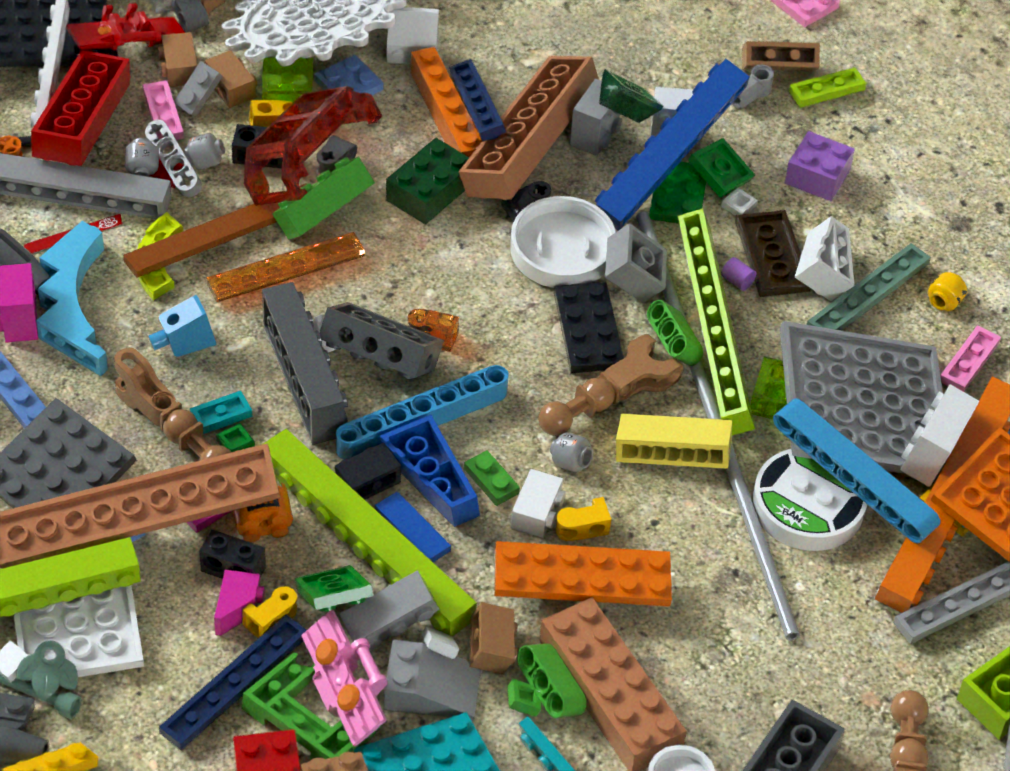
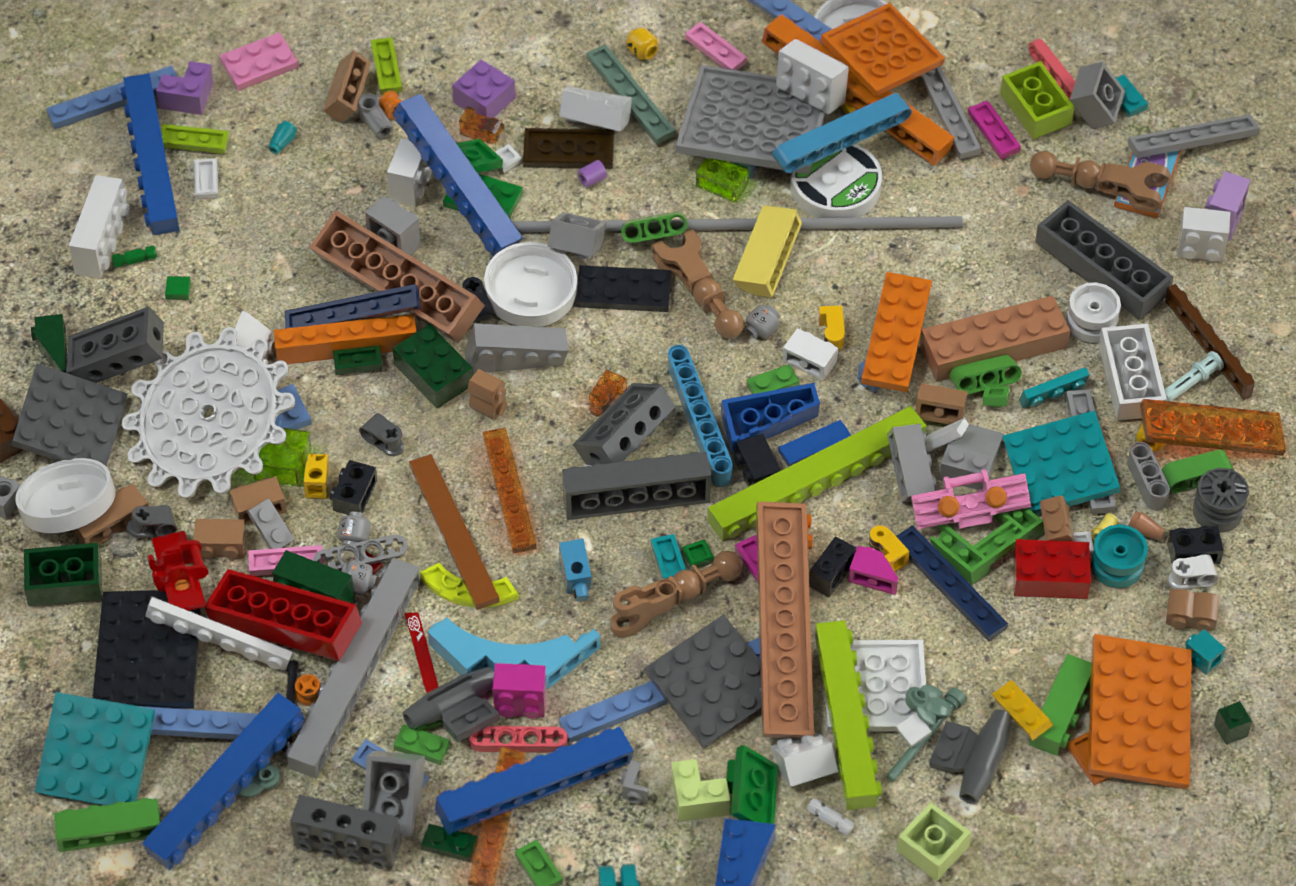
camera: 75 degrees left, 5 degrees up
(121, 124) = (313, 577): none -> dark green brick
(298, 135) = (384, 413): clear red windscreen -> none
(323, 197) = (439, 446): bright green brick -> none
(334, 587) = (882, 496): green plate -> none
(397, 222) = (487, 394): none -> medium nougat brick
(425, 123) = (357, 360): none -> dark green plate
(470, 239) = (515, 347): none -> light grey wedge
(627, 98) = (398, 190): clear green slope -> none
(702, 24) = (282, 136): none -> teal cone
(716, 322) = (646, 196): lime brick -> none
(771, 170) = (480, 127): none -> clear orange leg
(773, 98) = (389, 103): none -> orange wheel
(952, 651) = (994, 129): none -> dark pink plate

